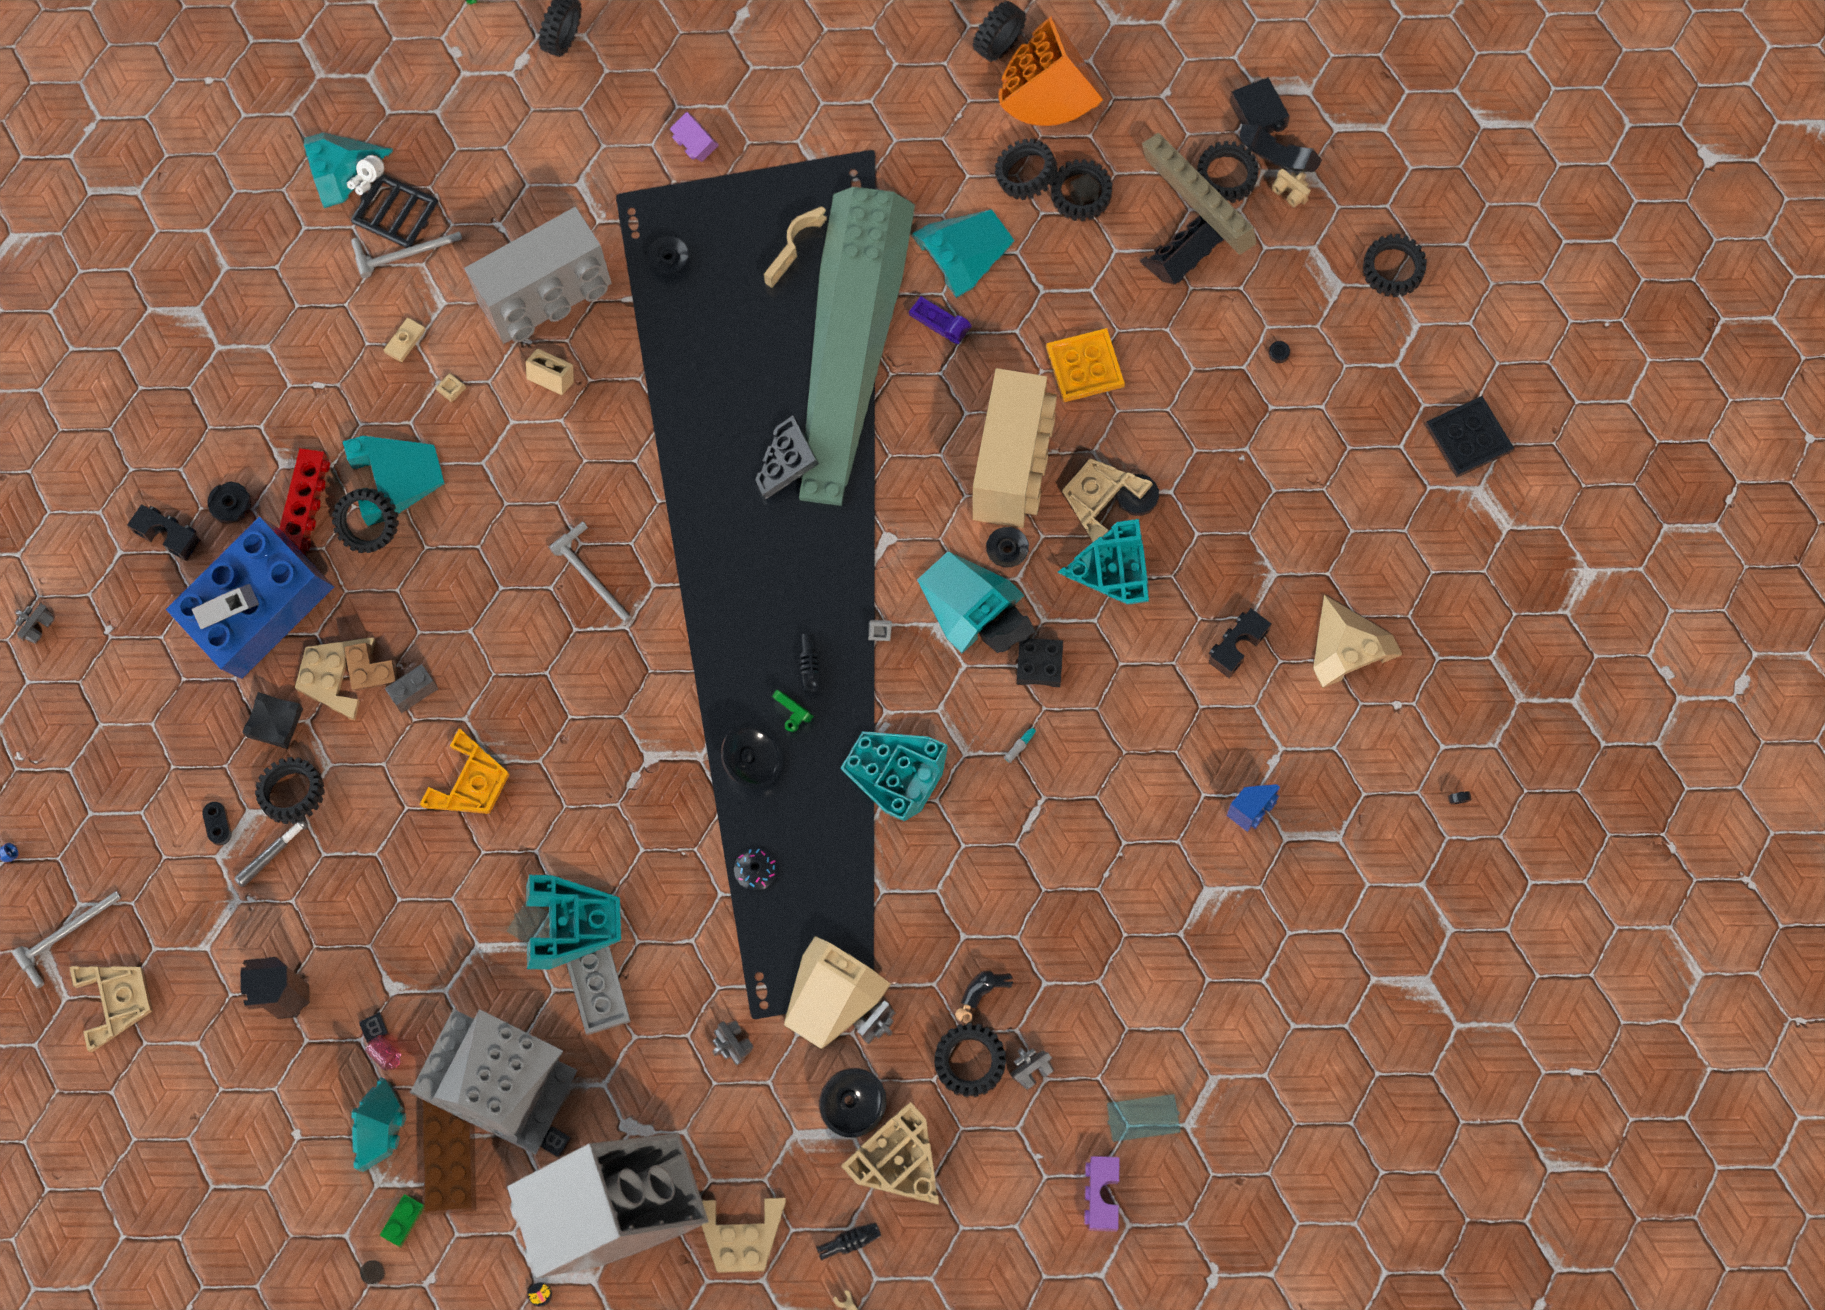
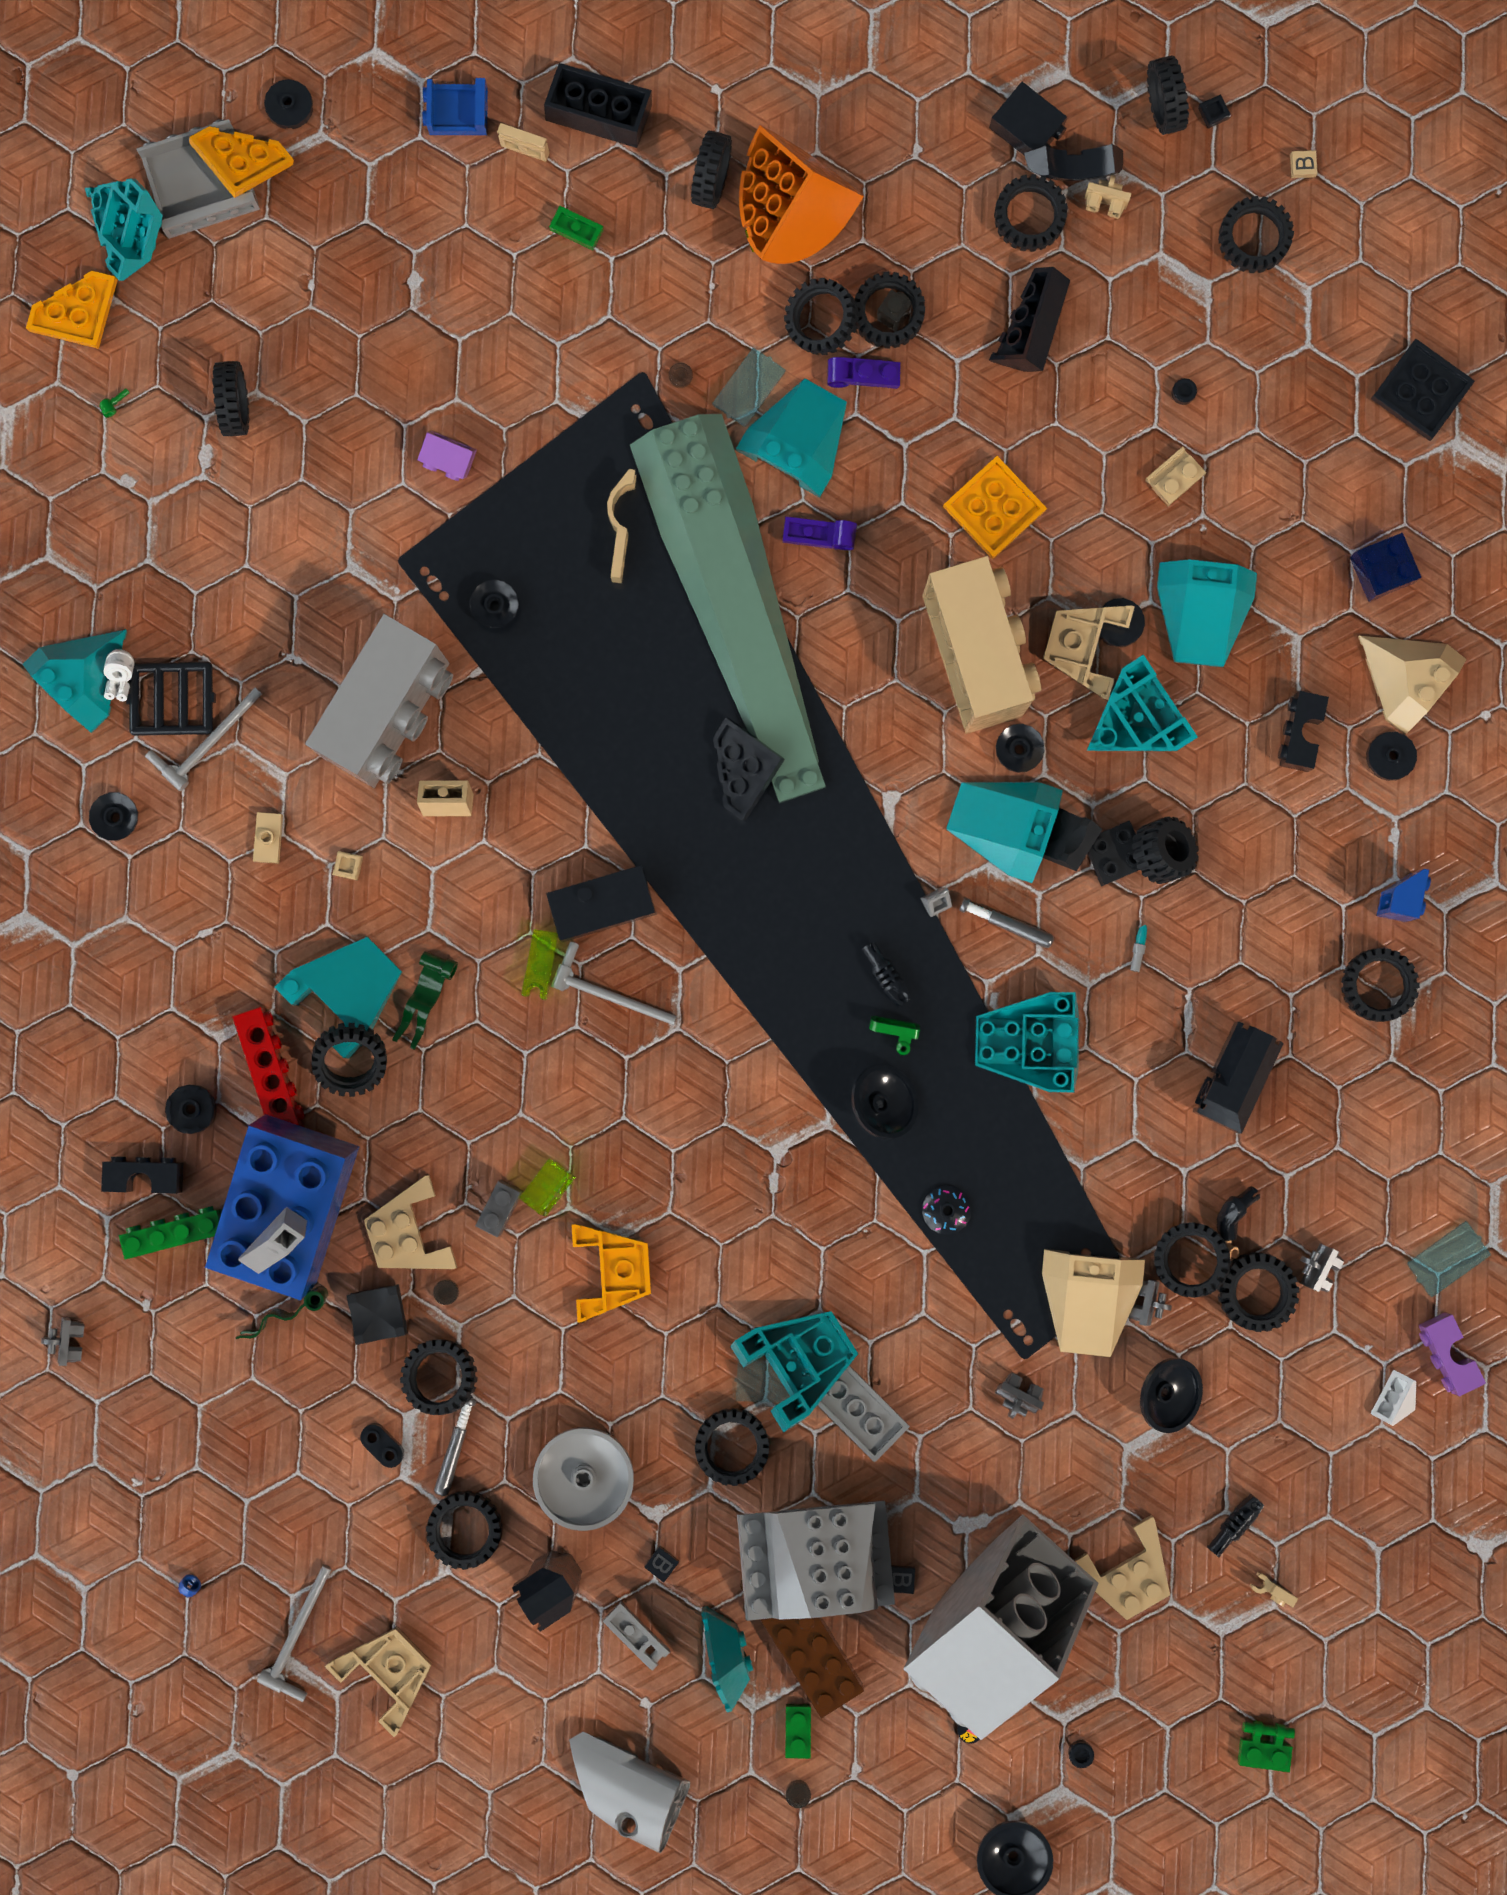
camera: 30 degrees left, 15 degrees up
(151, 581) = (170, 1234): none -> green brick
(224, 898) = (465, 1560): none -> black tyre
(230, 681) = (311, 1302): none -> dark green flag
(241, 1192) = (625, 1787): none -> light grey panel
(297, 264) = (103, 810): none -> black dish
(320, 1072) = (635, 1635): none -> light grey plate
(335, 733) = (446, 1292): none -> clear smoke tile
(352, 925) = (583, 1478): none -> light grey dish
(366, 673) = (447, 1217): medium nougat brick -> none
(383, 1053) = (687, 1585): clear pink brick -> none
(453, 507) = (426, 993): none -> dark green flag
(457, 692) = (547, 1187): none -> clear neon green hinge
(467, 941) = (732, 1477): none -> black tyre
(549, 526) = (540, 963): none -> clear neon green plate
(621, 504) = (601, 903): none -> black brick
(880, 30) = (576, 228): none -> green plate
(897, 1158) = (1240, 1426): tan wedge -> none
(899, 164) = (680, 375): none -> clear smoke tile
(927, 675) = (1012, 925): none -> flat silver piece
(944, 1021) = (1165, 1274): none -> black tyre
(946, 195) = (749, 387): none -> clear light blue piece
(1037, 223) = (862, 372): none -> dark purple plate
(1039, 1209) = (1396, 1399): none -> white slope
(1043, 877) = (1238, 1077): none -> black brick
(1064, 674) = (1165, 850): none -> black tyre
(1199, 193) = (1023, 257): dark tan brick -> none
(1209, 843) = (1409, 981): none -> black tyre
(1210, 514) = (1204, 608): none -> teal wedge
(1239, 409) = (1175, 476): none -> tan plate
(1298, 707) = (1380, 761): none -> black plate
(1370, 551) = (1385, 567): none -> clear blue brick
(1373, 133) = (1167, 95): none -> black tyre
(1409, 166) = (1214, 111): none -> black tile
(1459, 234) = (1303, 164): none -> tan tile

